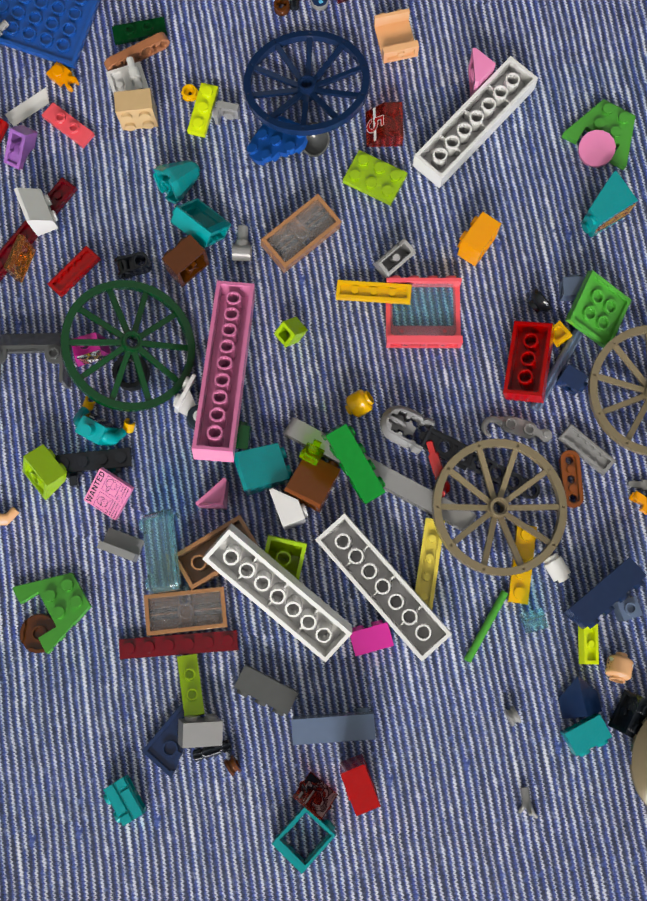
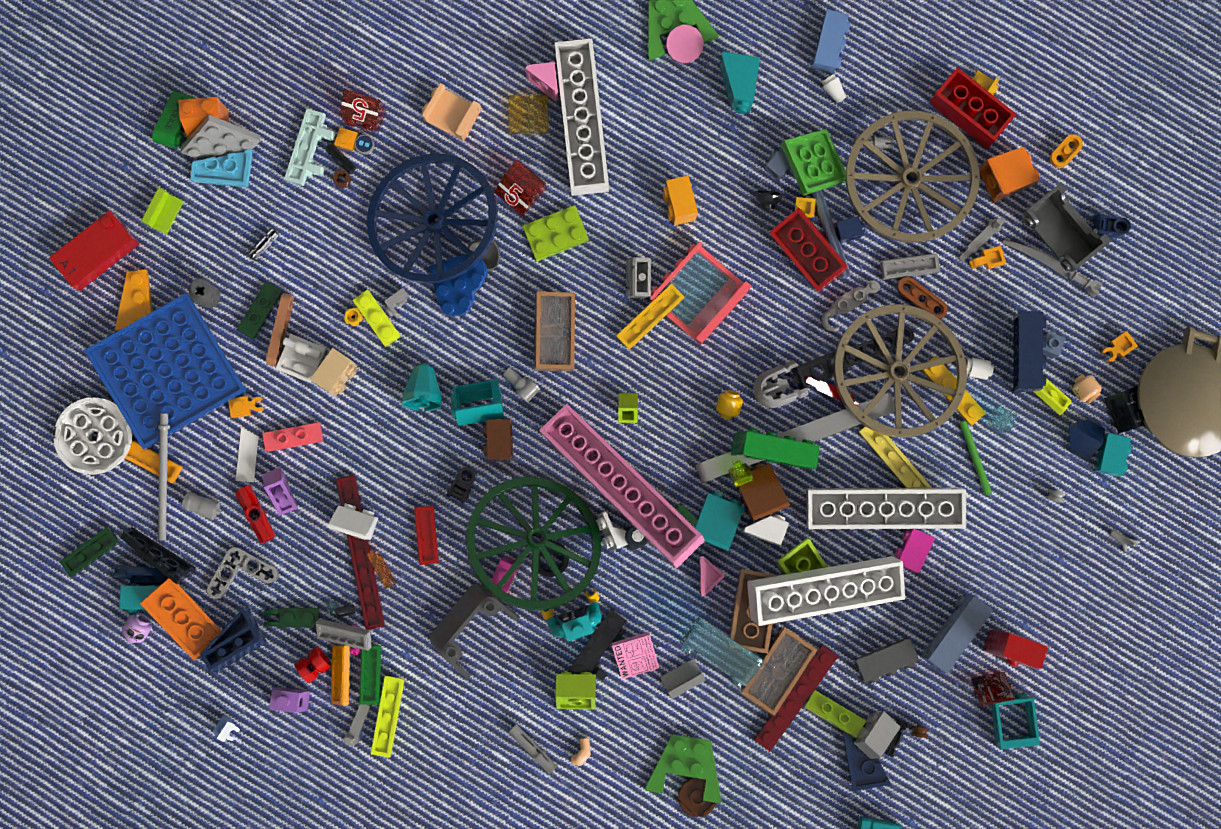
camera: 55 degrees left, 5 degrees up
(443, 88) = (528, 114): none -> clear yellow slope

